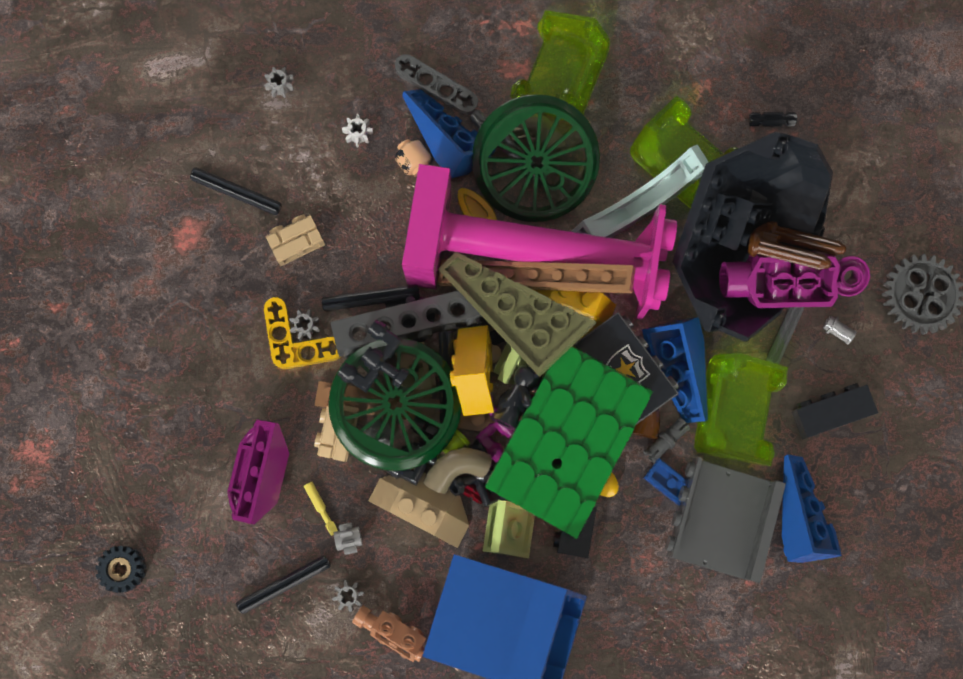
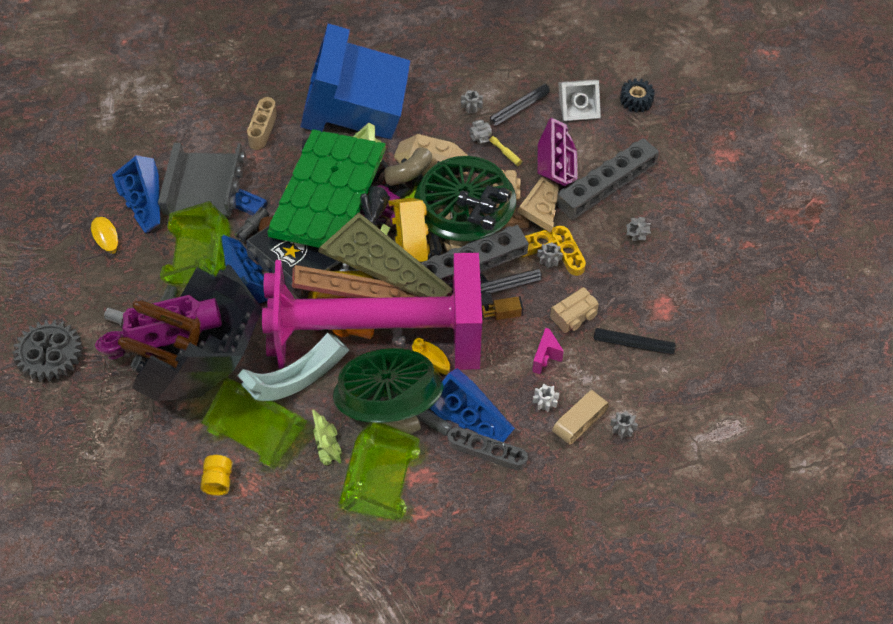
camera: 170 degrees right, 25 degrees down
(140, 456) = (607, 178): none -> dark grey brick
(185, 342) = (638, 229): none -> light grey gear
(200, 575) = (579, 99): none -> white slope
(299, 400) = (540, 204): none -> tan wing
(324, 100) = (580, 417): none -> tan beam
(341, 195) = (548, 349): none -> dark pink slope
(380, 262) = (501, 308): none -> pearl gold piece
(397, 634) = (431, 85): nougat brick -> none
(410, 155) = (493, 385): light nougat head -> none
(613, 117) = (326, 440): none -> yellowish green hinge
(647, 598) = (262, 123): none -> tan beam
(738, 91) = (216, 475): none -> yellow wheel
(772, 119) = (182, 468): black axle -> none
(834, 410) = (120, 259): black brick -> none
(853, 457) = (105, 234): none -> yellow arm

